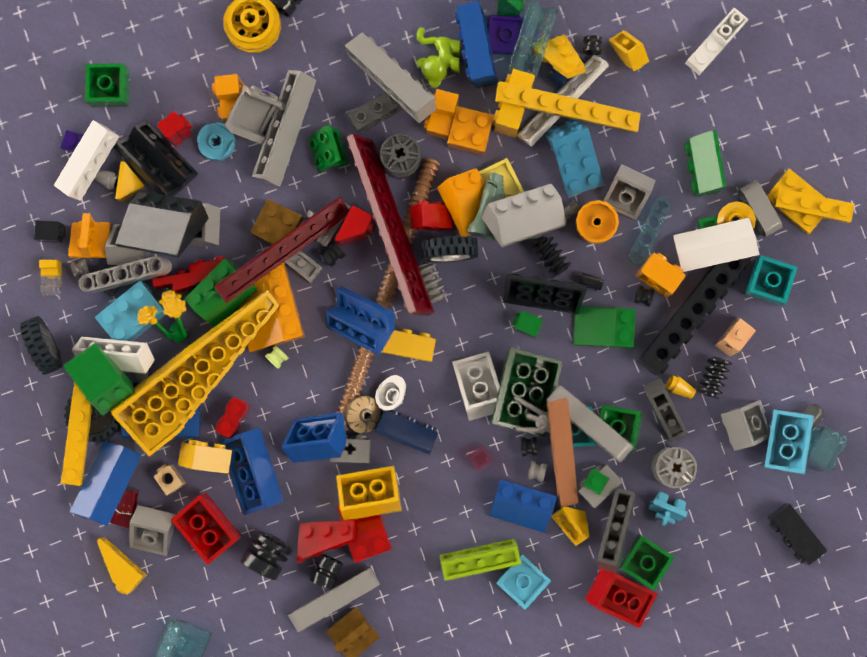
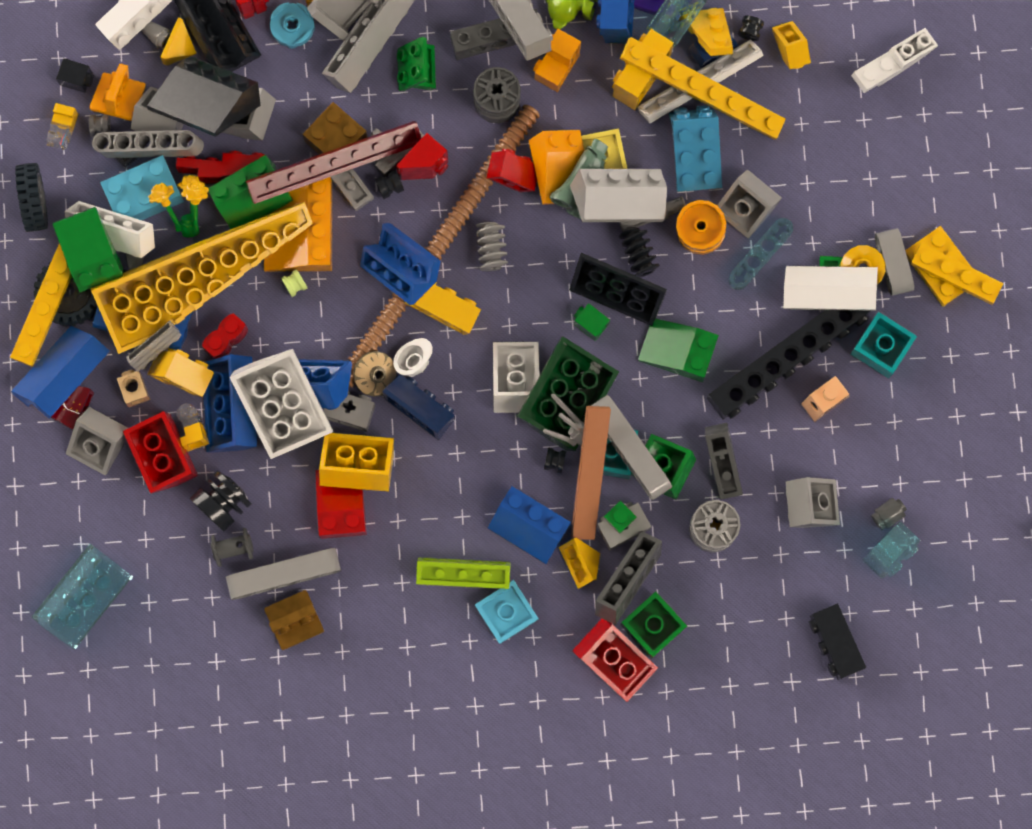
camera: 10 degrees right, 5 degrees down
(121, 569) = (50, 476): yellow slope -> none
(176, 442) = (153, 346): none -> light grey piece
(227, 498) = (193, 427): none -> leg
(284, 589) = (229, 547): none -> dark grey hose
(293, 463) = (280, 403): none -> white slope
(323, 536) = (288, 497): red wing -> none
(326, 571) = (283, 538): black wheel -> none
(390, 226) = (464, 167): dark red plate -> none
(449, 249) = (523, 211): black wheel -> none
(470, 131) = (584, 88): light orange brick -> none
(480, 458) = (495, 459): clear pink plate -> none
(536, 471) = (556, 491): light grey wheel -> none
(591, 281) = (678, 293): black pin -> none
(644, 295) = (733, 325): black wheel -> none
(660, 274) = (757, 304): light orange brick -> none
(667, 512) = (695, 576): medium azure hips -> none
(680, 387) = (747, 440): yellow cone -> none
(705, 164) = (842, 194): slope -> none
(714, 377) = (789, 437): black piece -> none
(789, 441) = (853, 530): medium azure slope -> none

